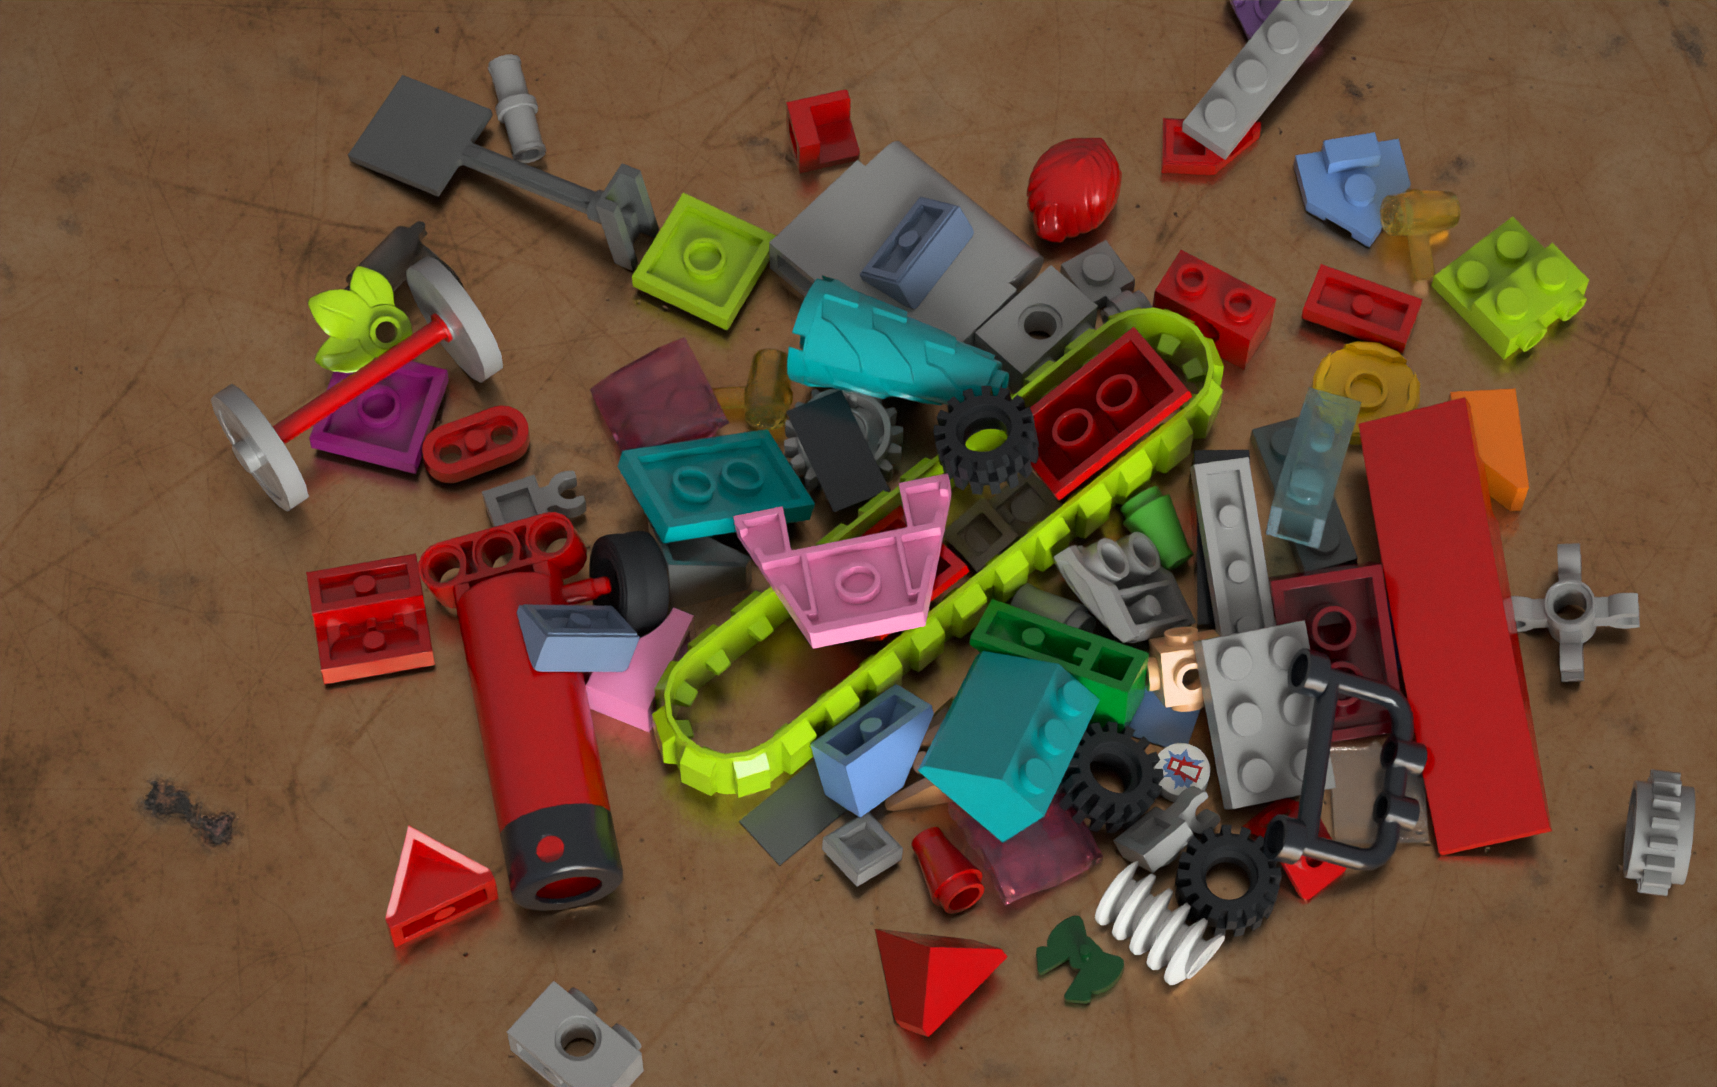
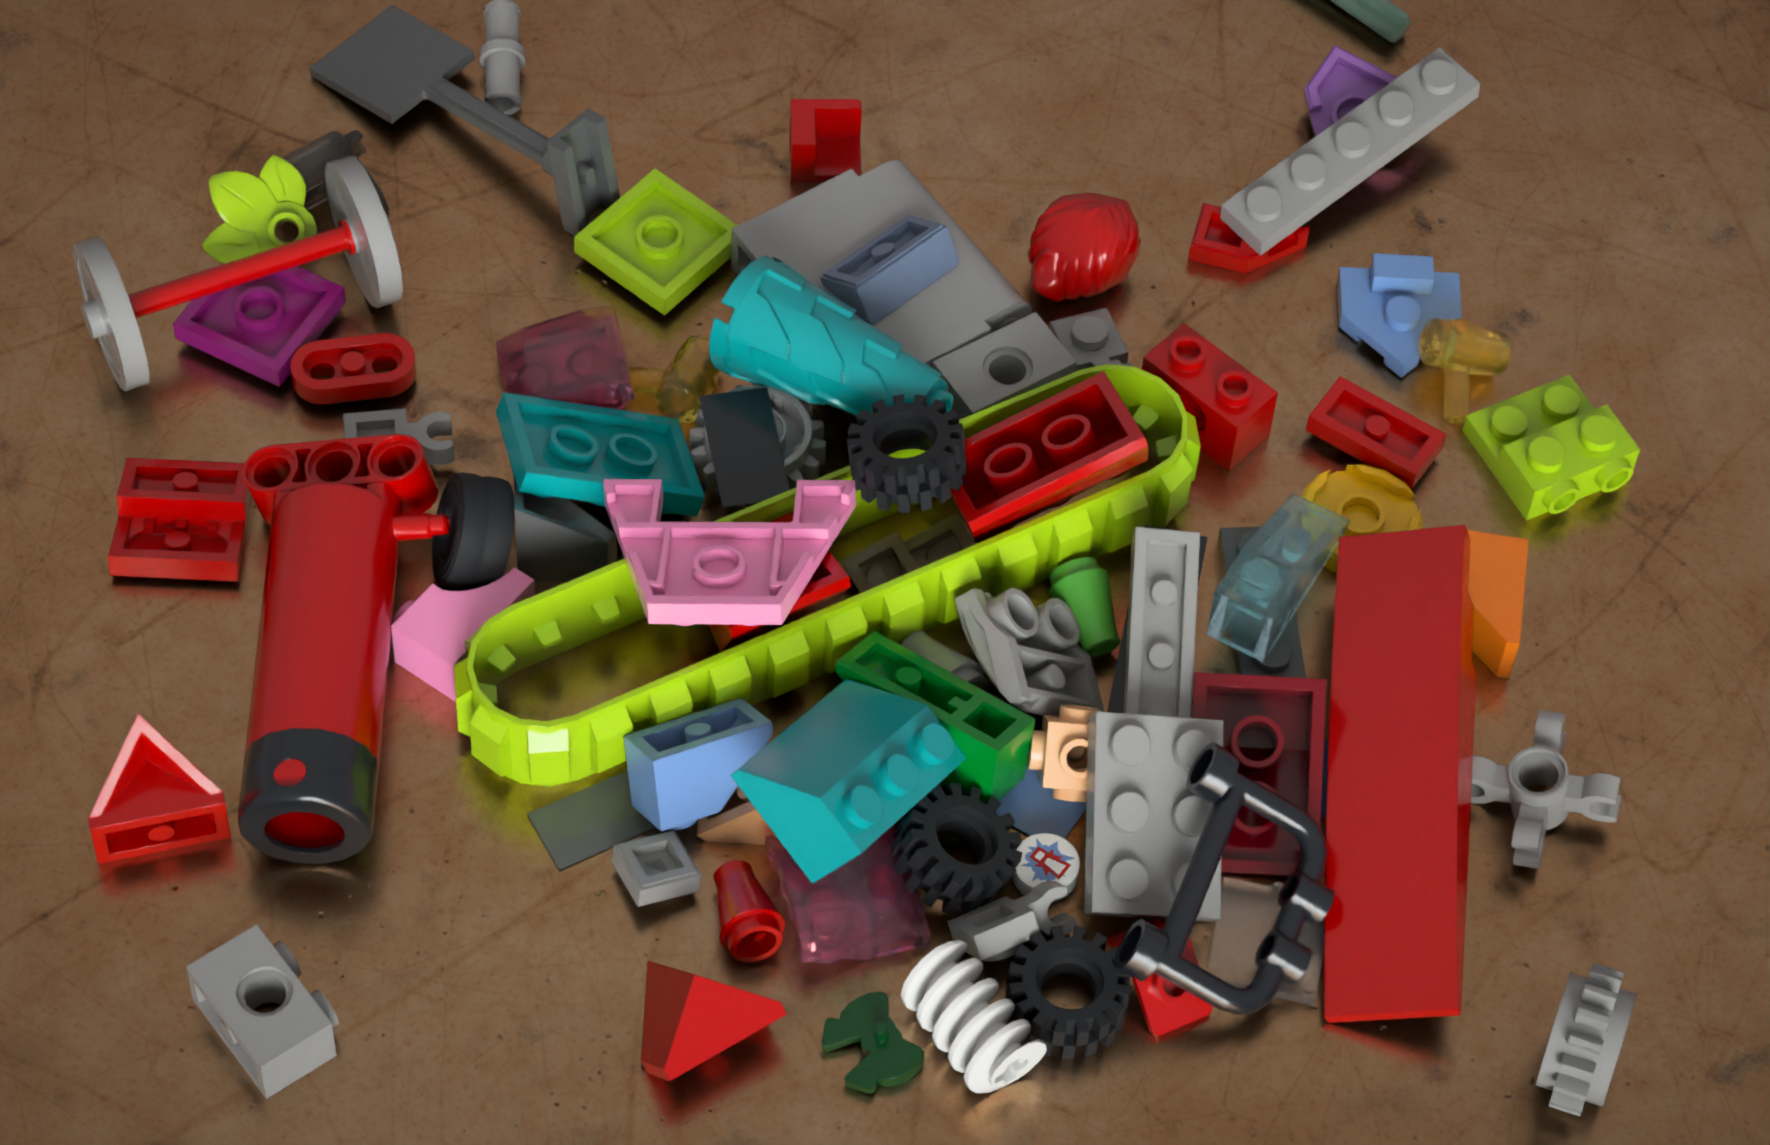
camera: 10 degrees right, 10 degrees down
(576, 638) = (391, 566): sand blue slope -> none

